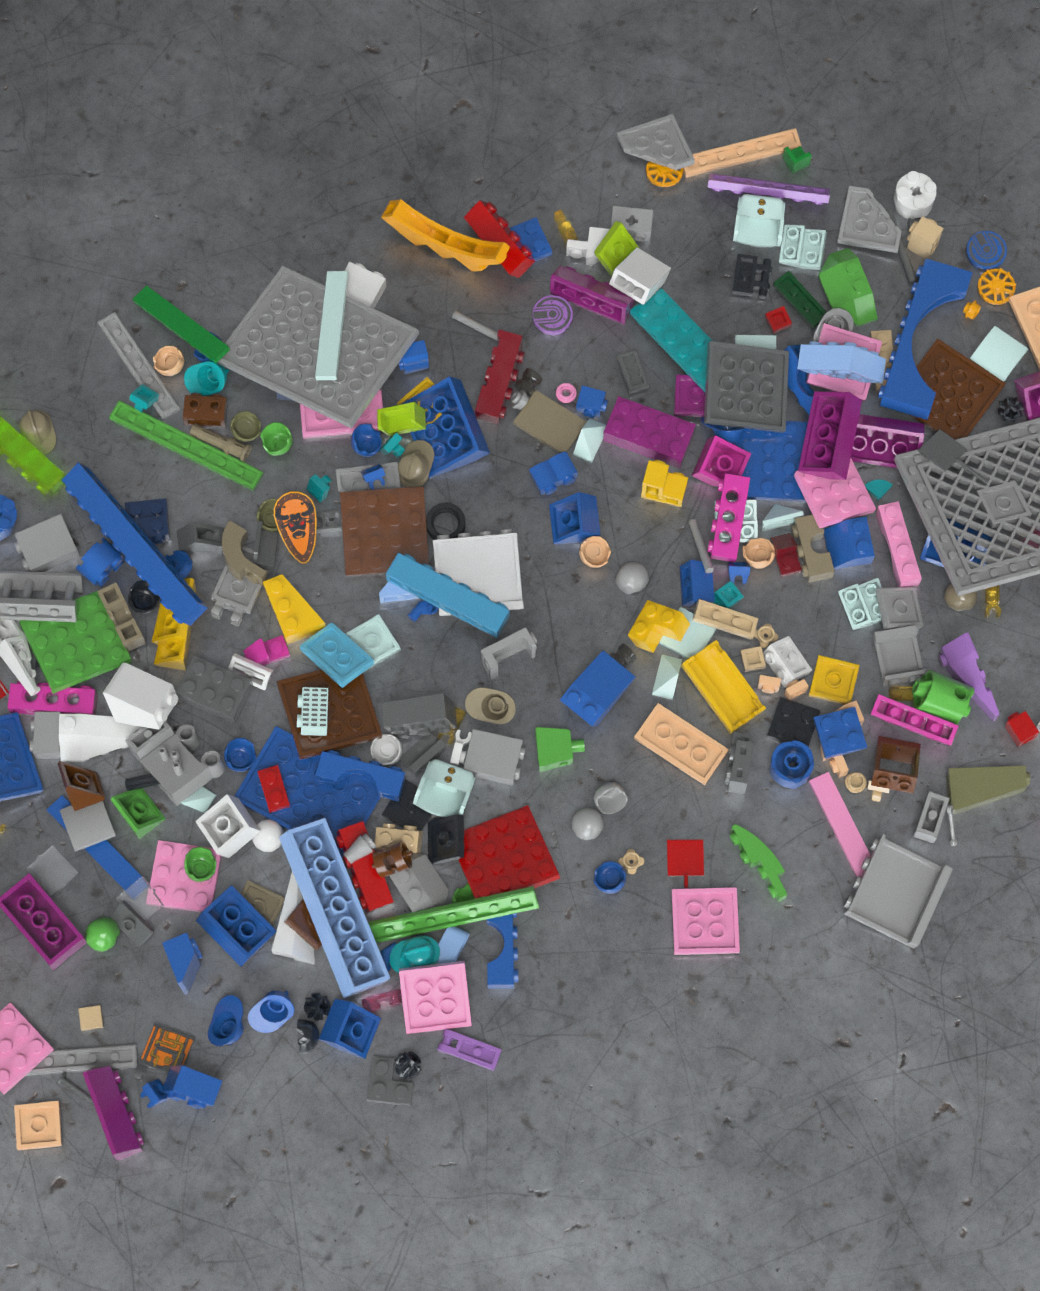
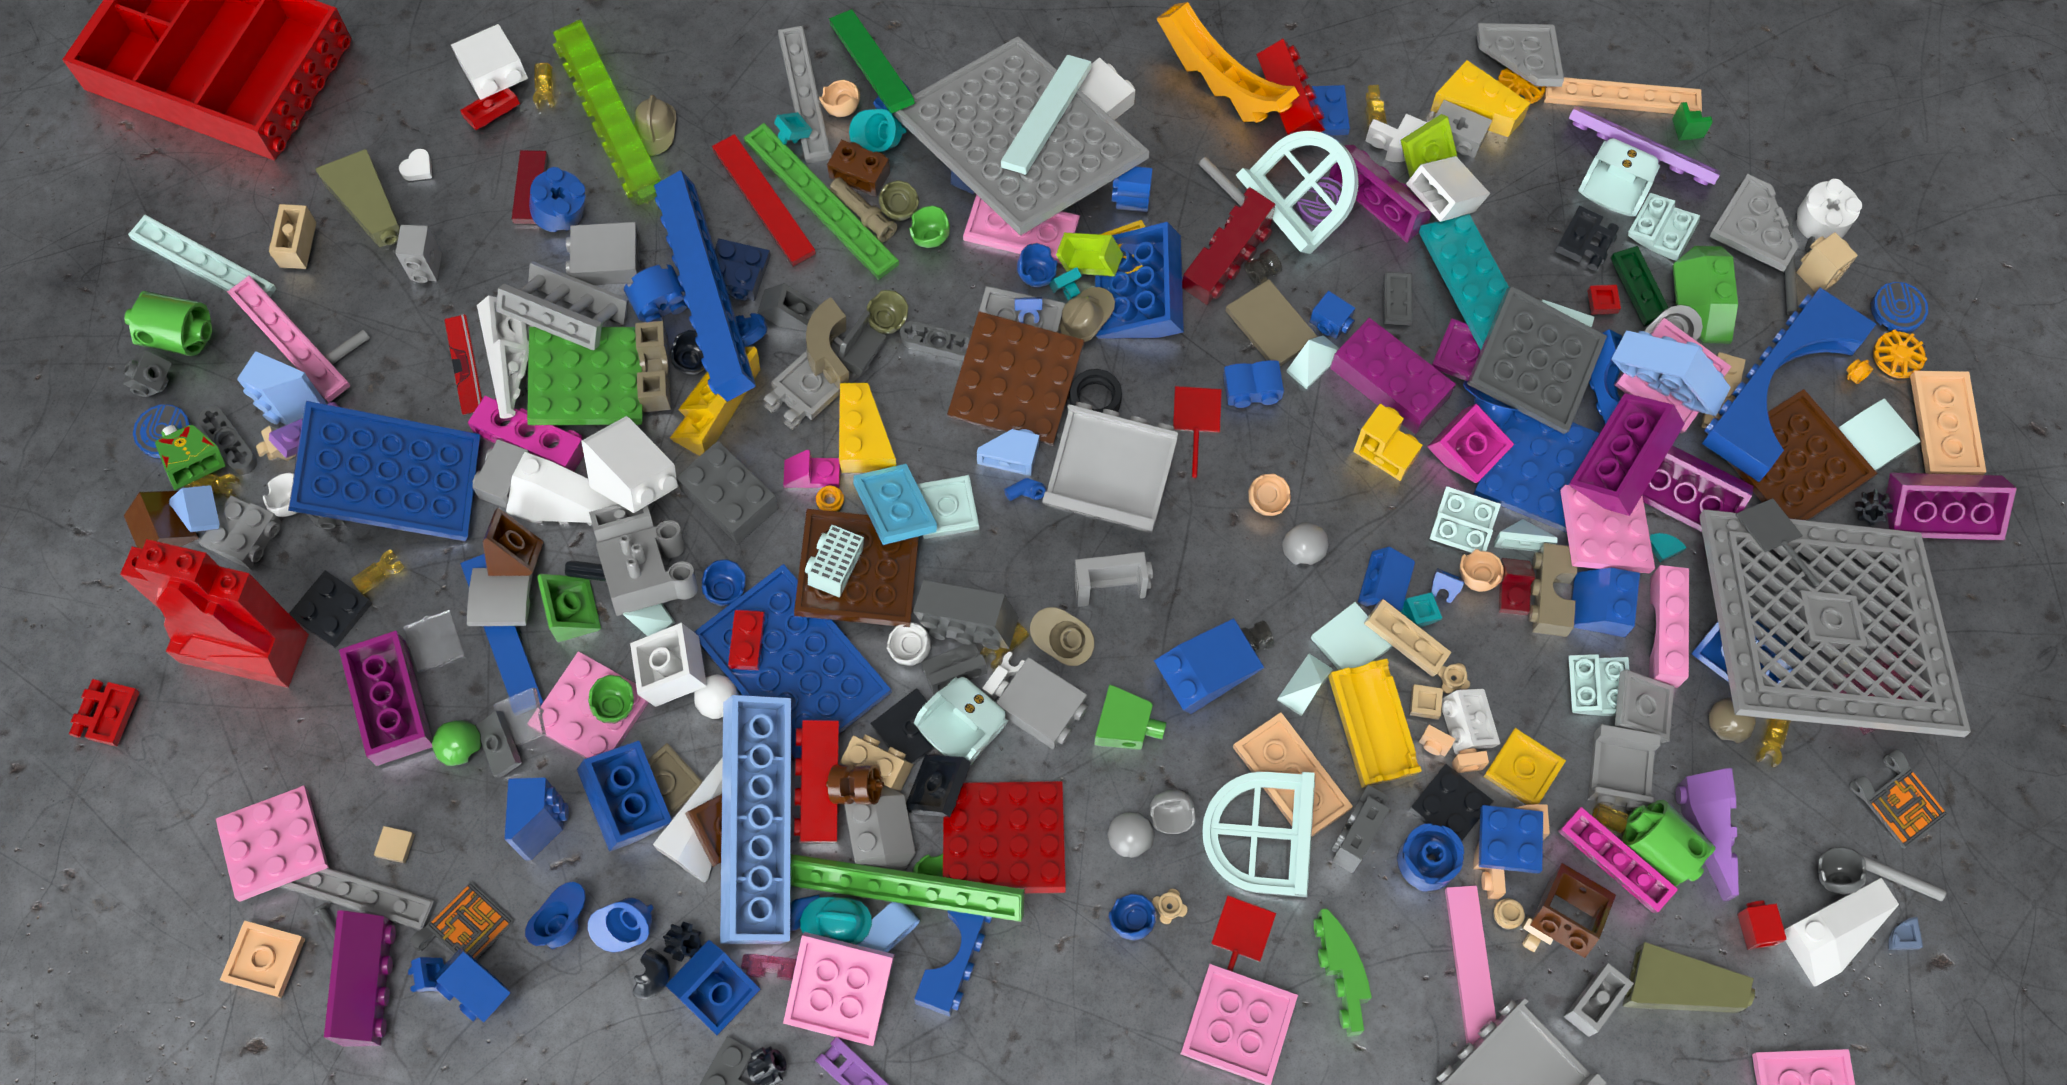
camera: 20 degrees right, 5 degrees down
(144, 460) = (764, 200): none -> red tile
(251, 668) = (783, 483): white tile -> none
(284, 662) = (826, 492): none -> light orange plate
(296, 523) = (910, 330): shield -> none
(319, 487) = (957, 300): teal tile -> none
(334, 768) = (833, 642): blue arch -> none
(361, 847) = (821, 753): light grey cone -> none
(448, 595) = (1062, 479): dark azure brick -> none
(519, 399) = (1244, 282): light grey plate -> none
(520, 508) = (1197, 411): none -> red piece
(531, 338) = (1284, 215): none -> light aqua window
(566, 387) = (1305, 289): bright pink plate -> none
(574, 518) = (1259, 446): blue slope -> none
(640, 192) = (1485, 96): none -> yellow wedge
(655, 623) = (1315, 609): yellow brick -> none
(700, 782) = (1299, 834): none -> light aqua window
(701, 546) = (1408, 536): light grey bar -> none
(739, 486) = (1484, 476): dark pink brick -> none
(953, 841) = (1617, 1045): light grey hinge -> none

